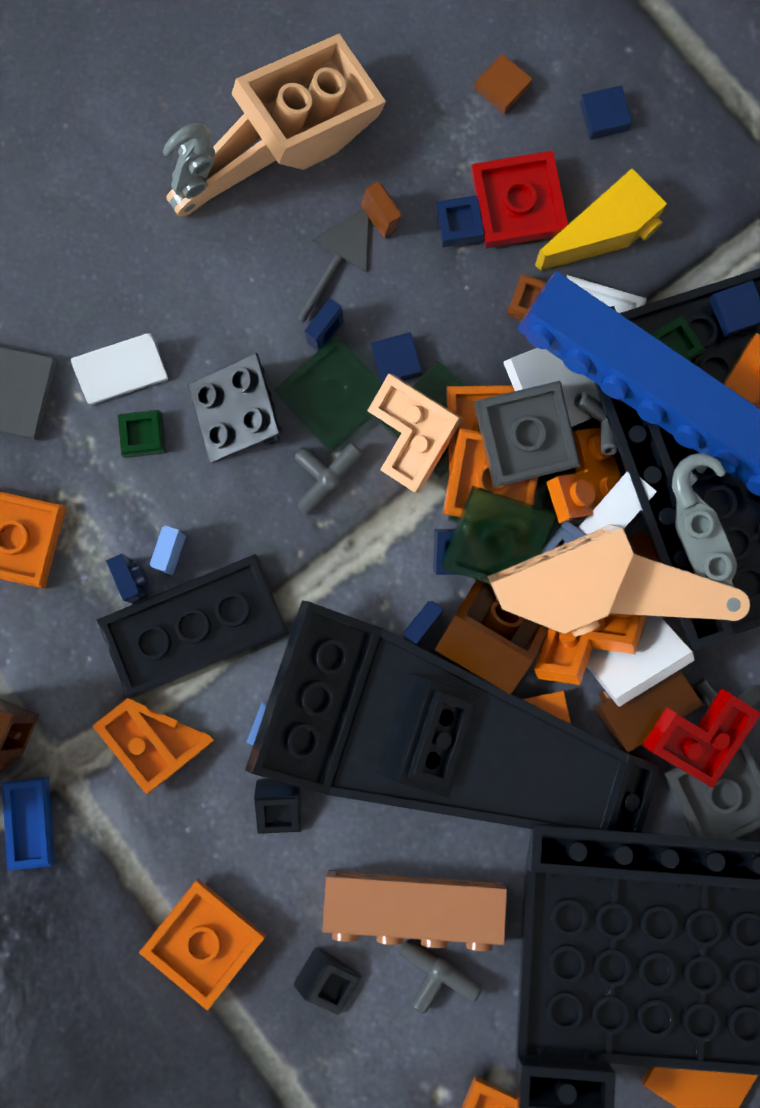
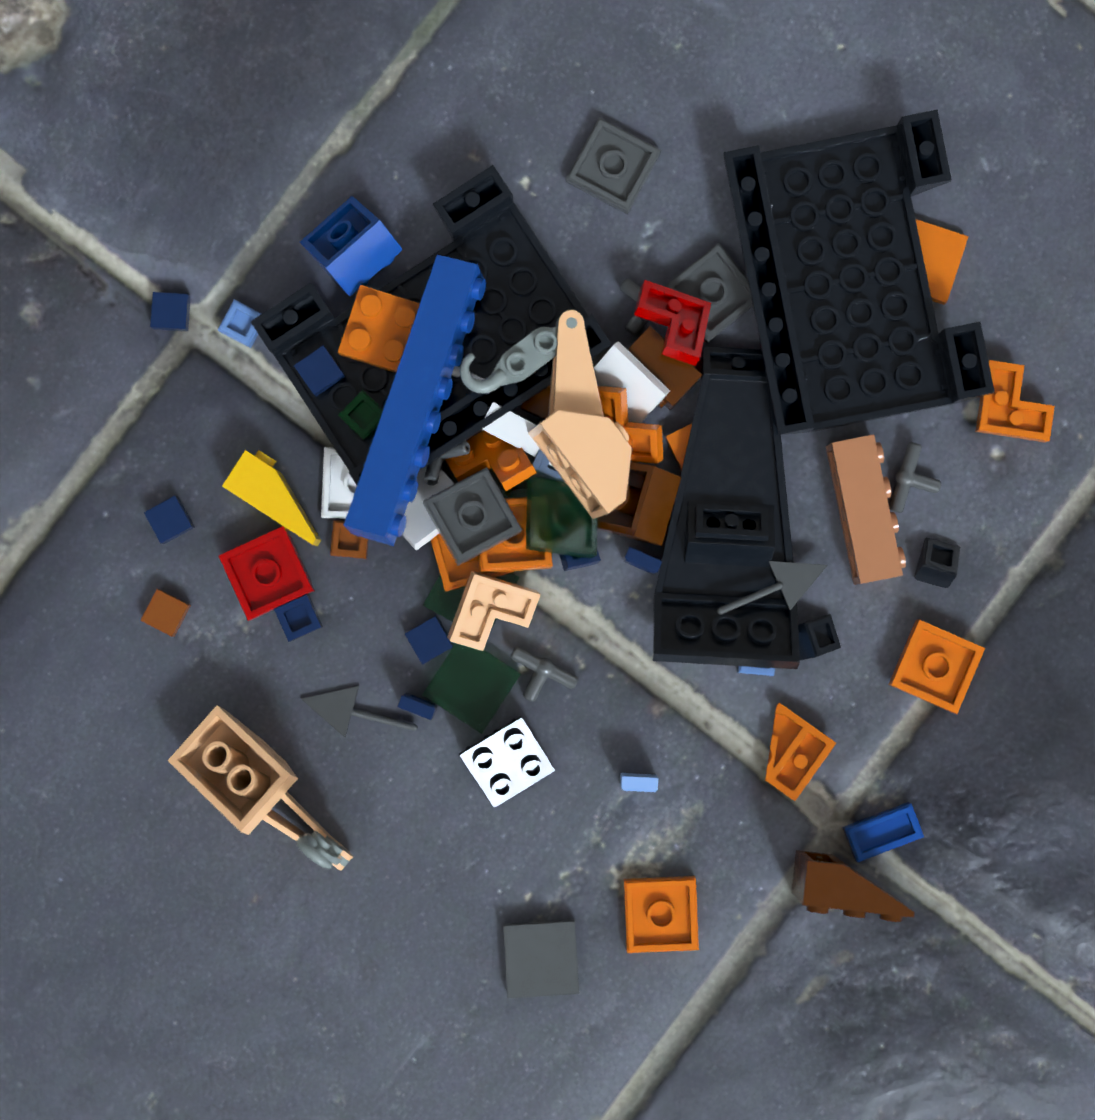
camera: 110 degrees left, 5 degrees up
(119, 368) = (498, 866): white slope -> none
(128, 578) = (669, 807): dark blue plate -> none
(141, 433) = (546, 833): dark green tile -> none
(192, 626) = (693, 745): black tile -> none
(354, 794) = (791, 579): none -> dark grey piece
(381, 209) = (306, 685): dark orange tile -> none

